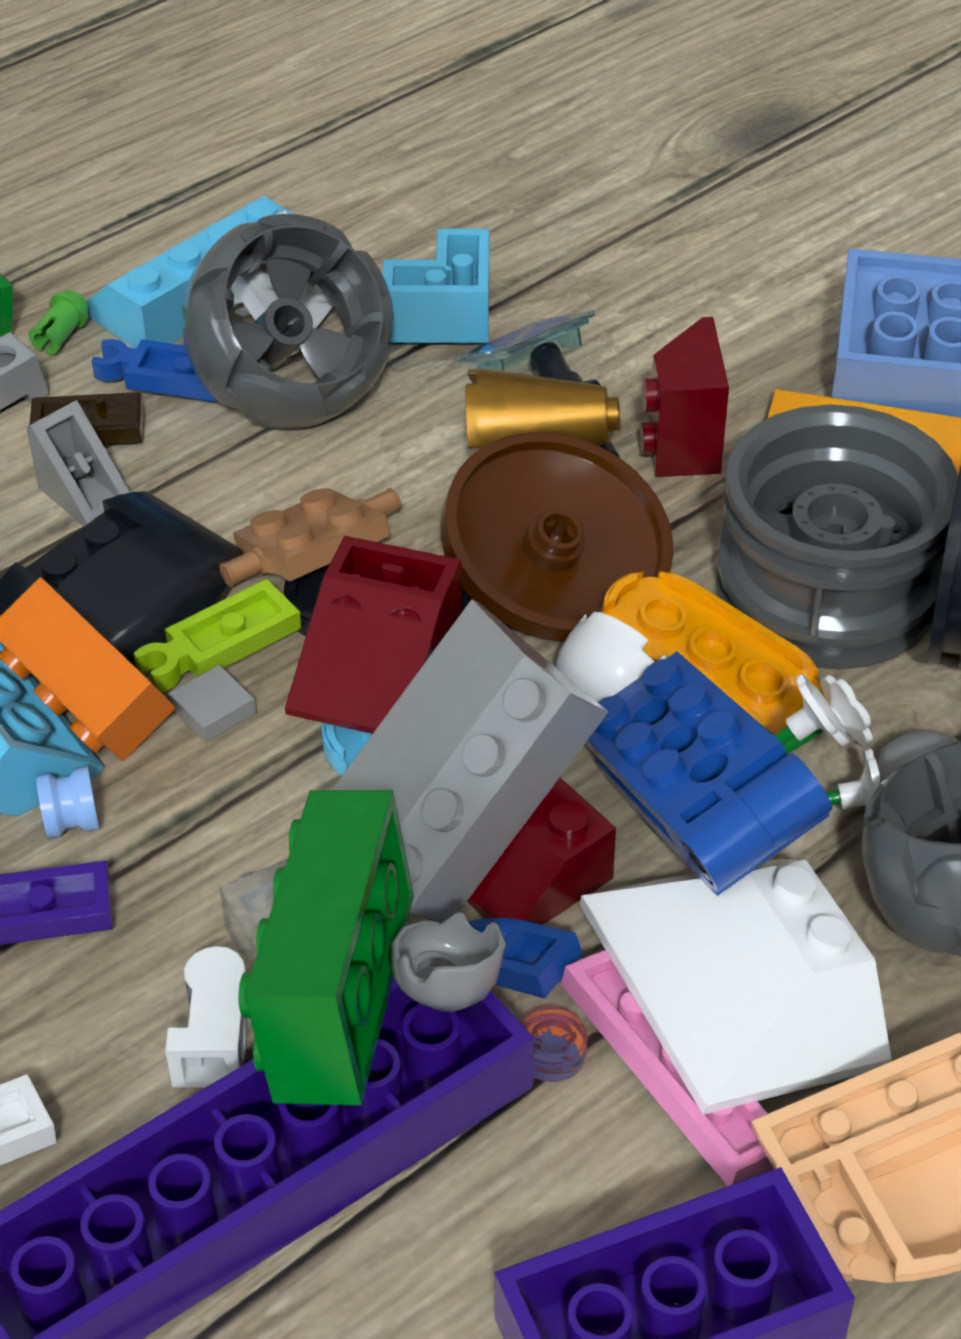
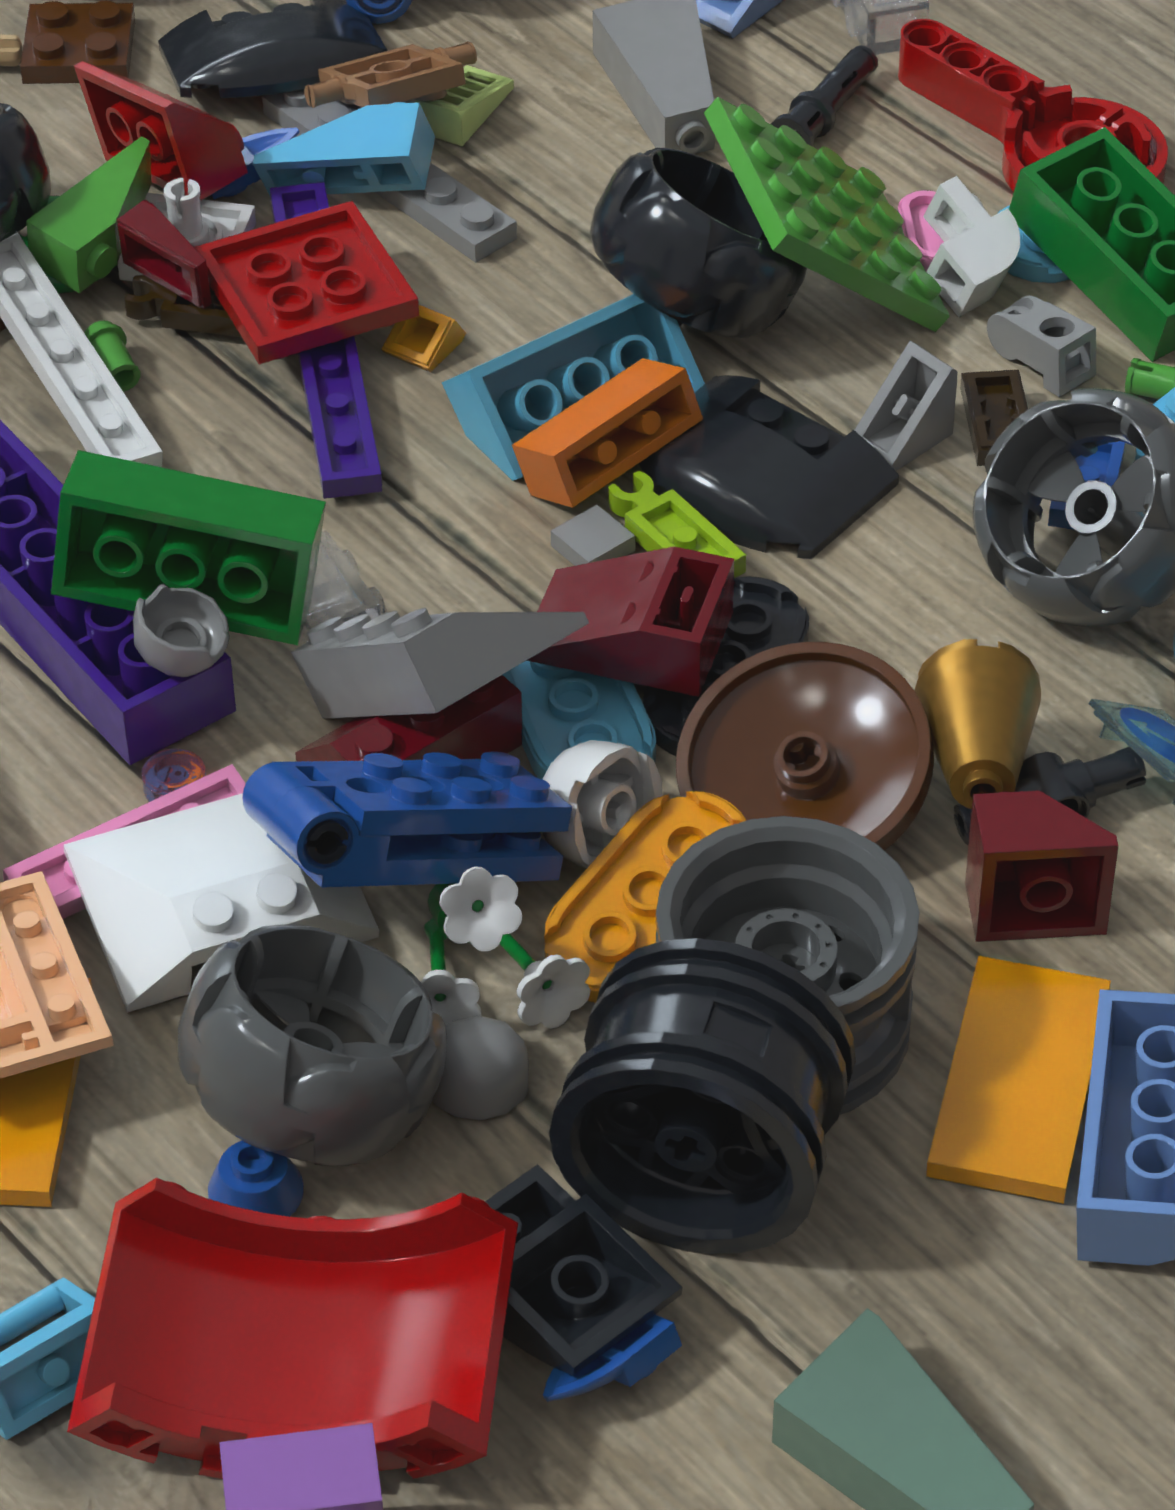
camera: 90 degrees right, 0 degrees up
(67, 802) = (455, 448): light blue wheel -> none
(307, 534) = (816, 585): medium nougat plate -> none
(533, 954) = (264, 741): blue plate -> none

